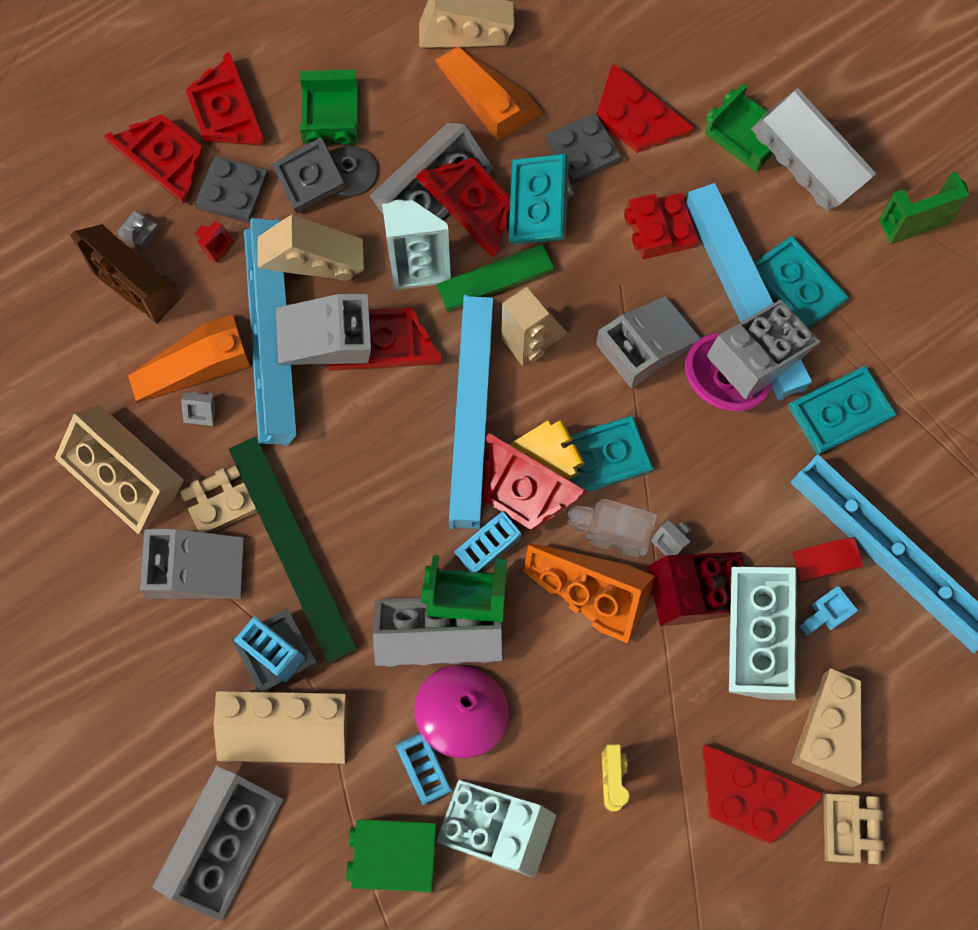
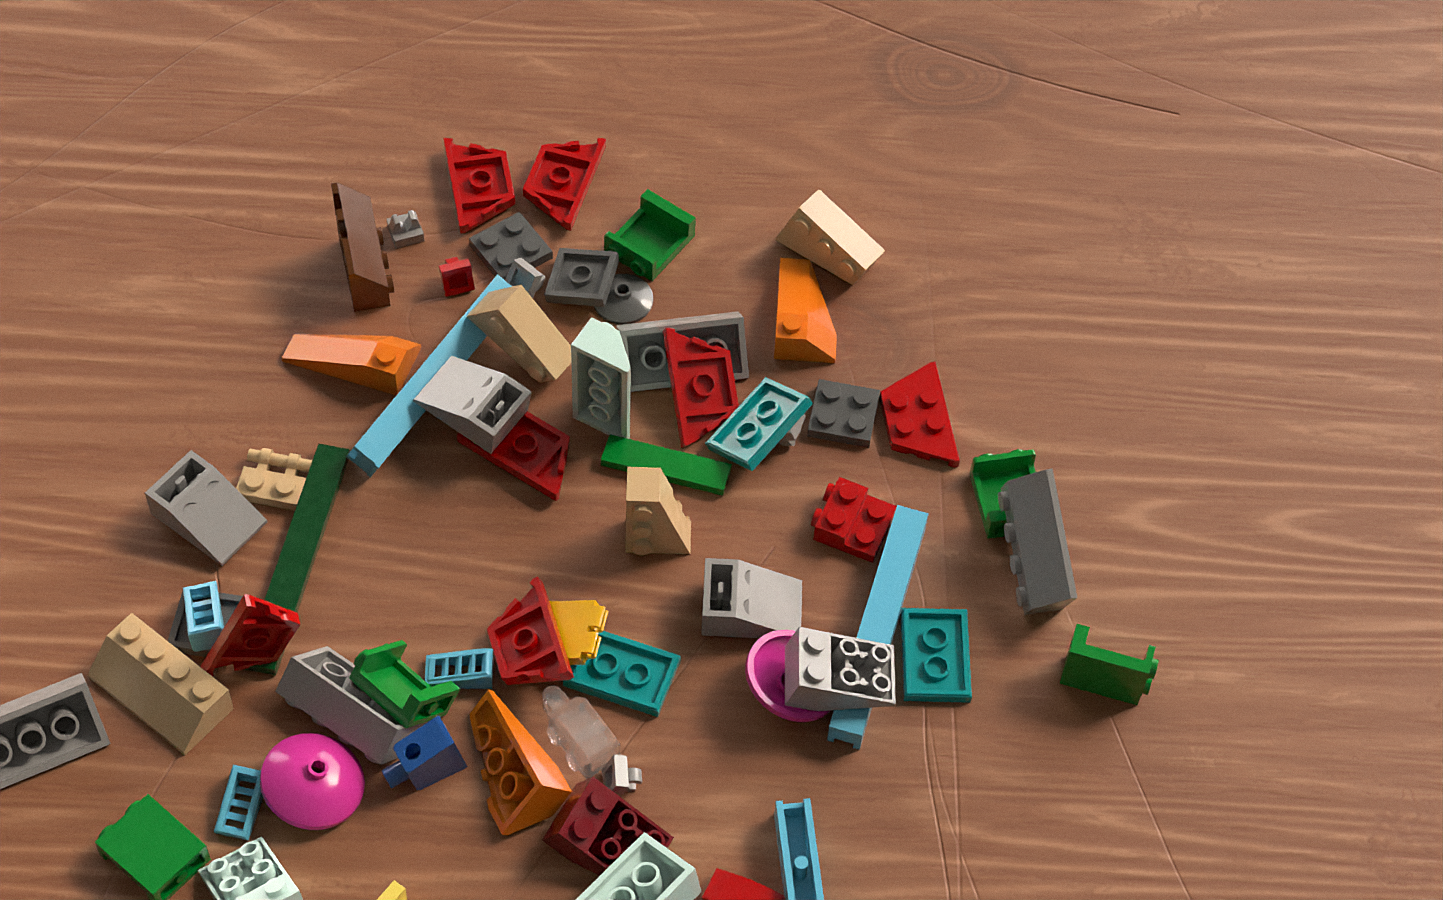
camera: 35 degrees right, 15 degrees down
(118, 468) = (219, 395): tan slope -> none
(198, 408) = (323, 395): light grey tile -> none
(266, 206) = (526, 275): none -> light grey tile
(330, 642) = (252, 635): none -> red wing
(471, 413) = (538, 556): medium azure tile -> none
(532, 617) = (425, 756): none -> blue torso
(841, 410) = (877, 788): teal tile -> none

